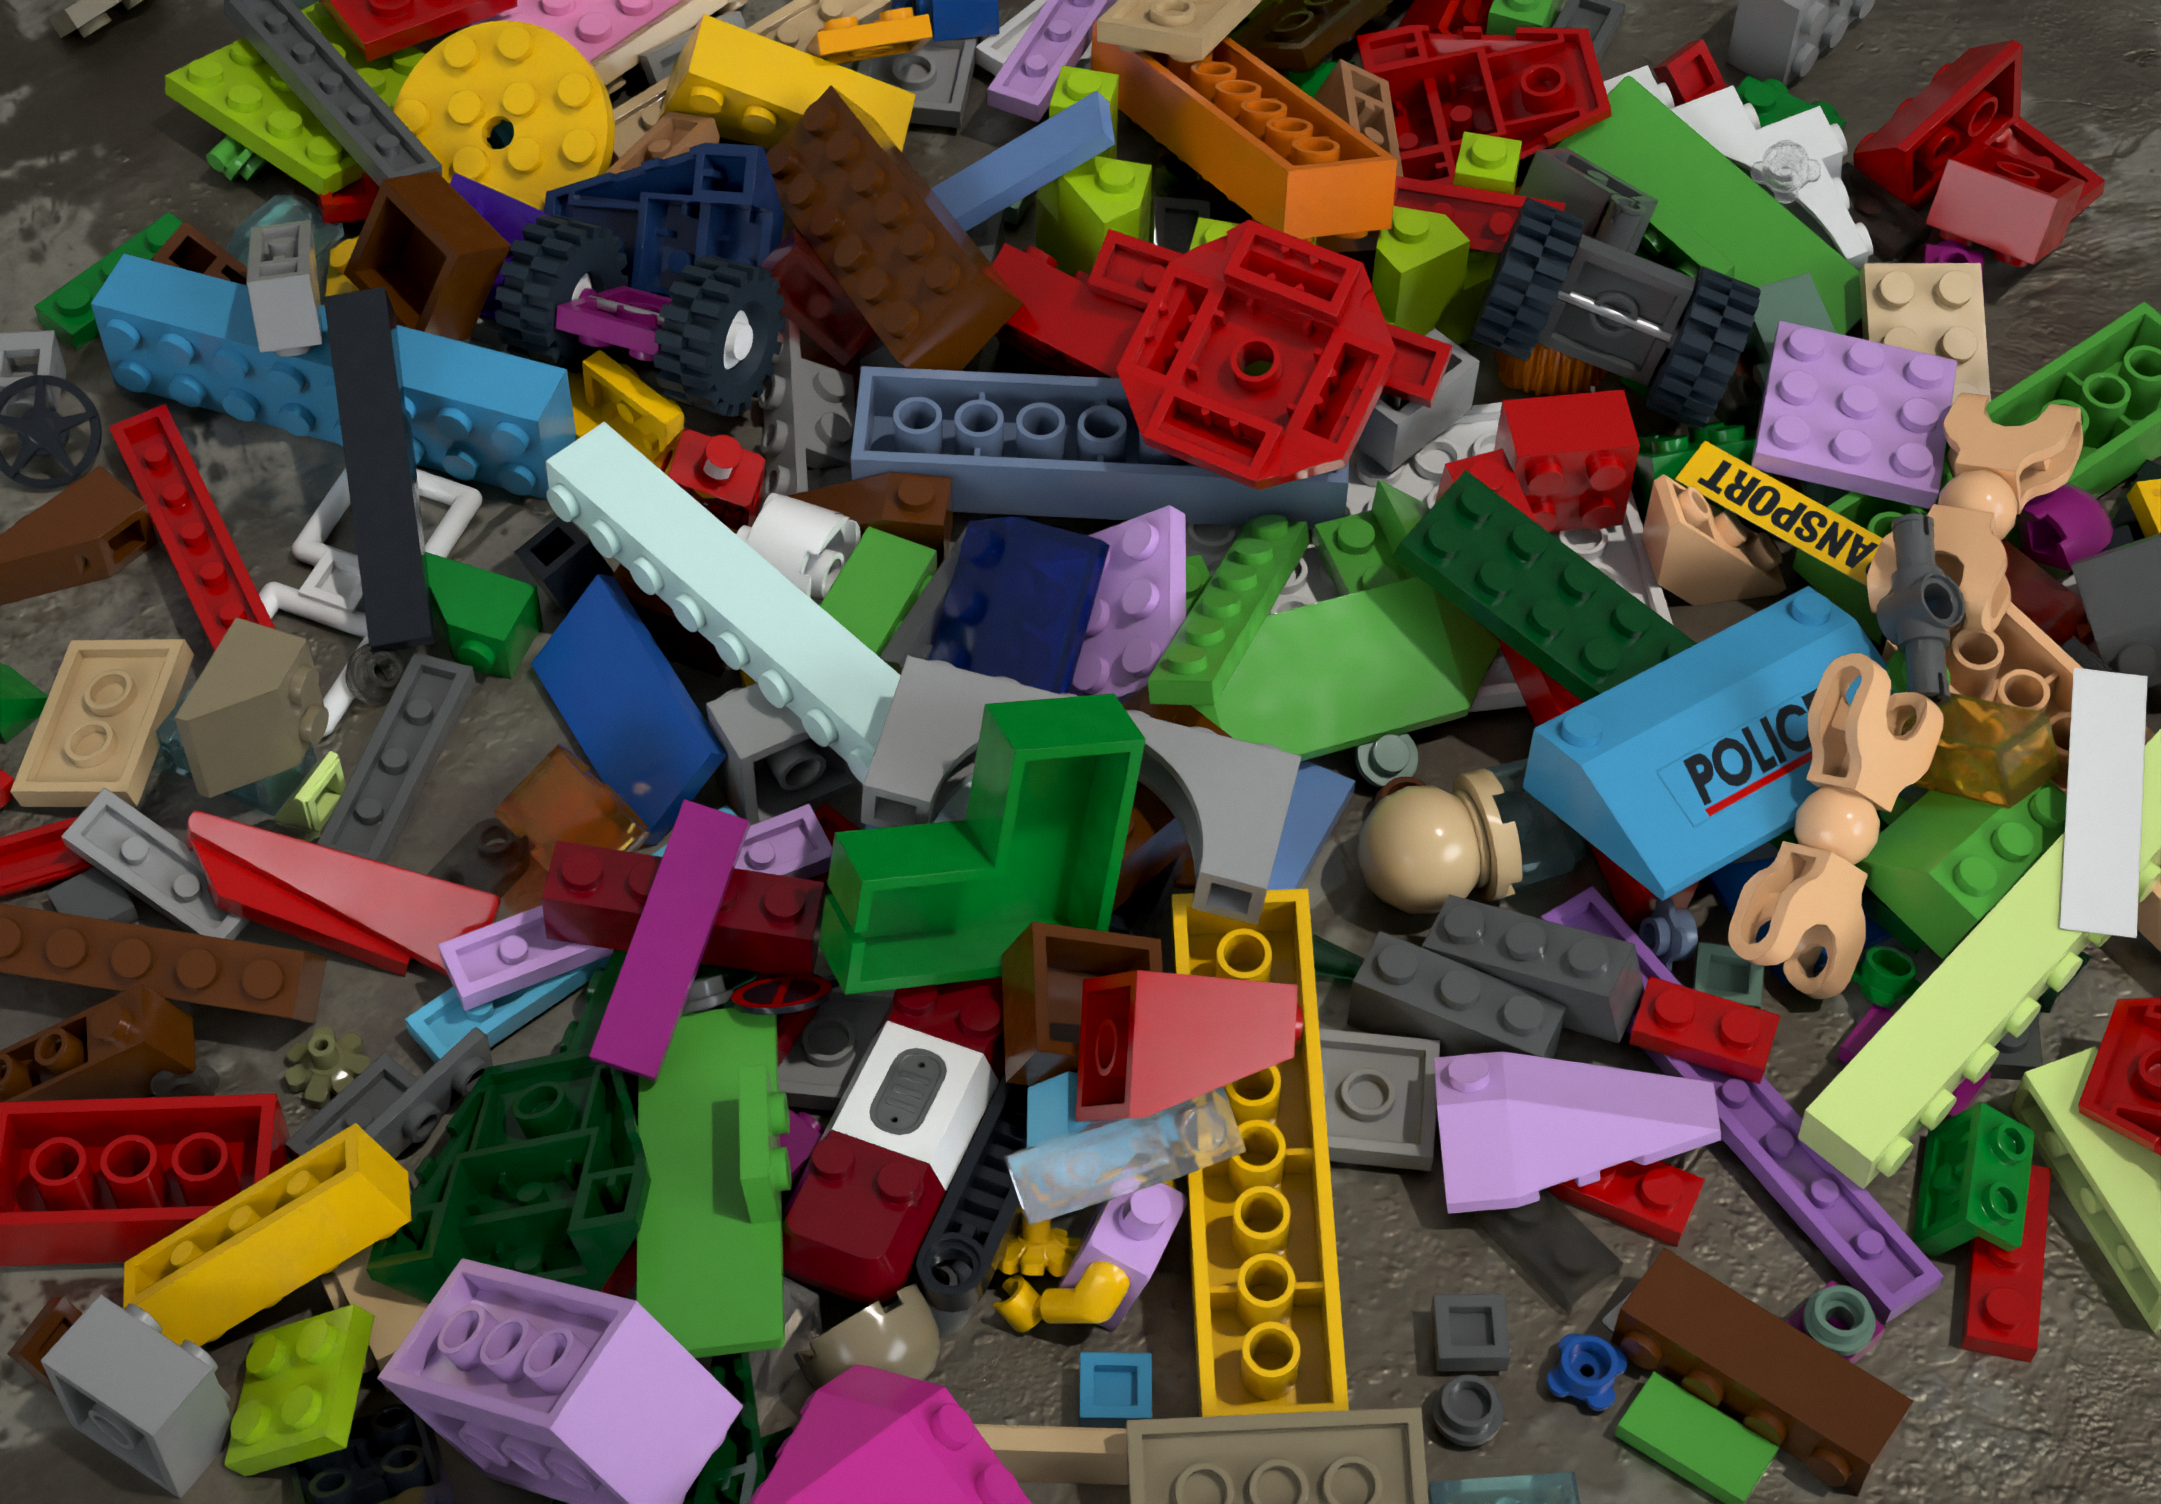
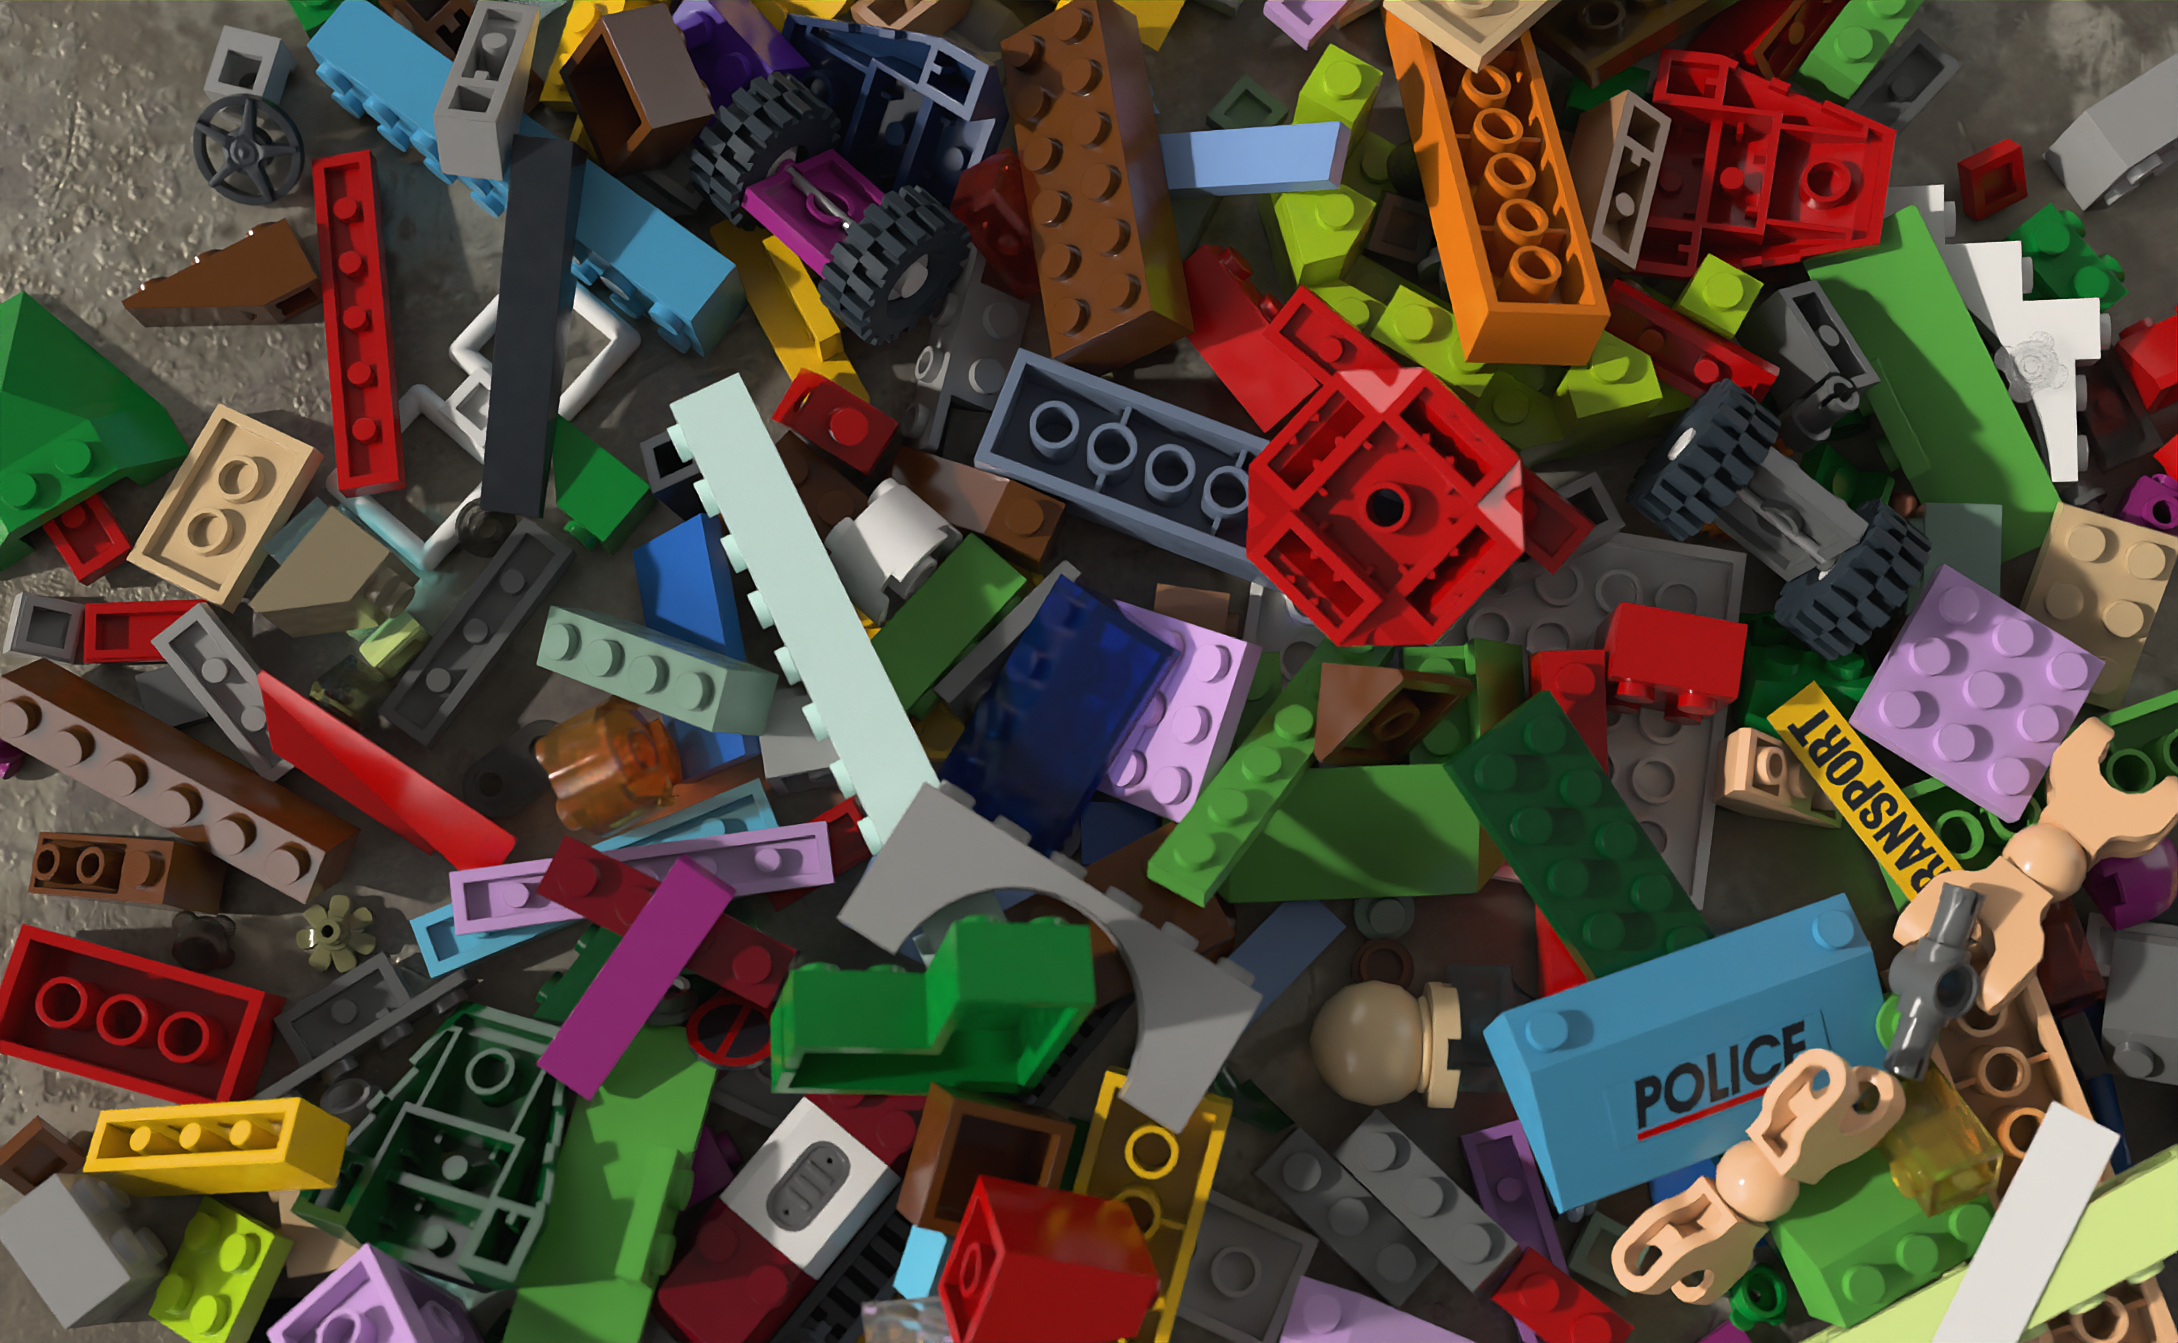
camera: 15 degrees right, 25 degrees up
(599, 707) = (657, 671): none -> sand green brick
(1318, 541) = (1380, 712): none -> reddish brown slope

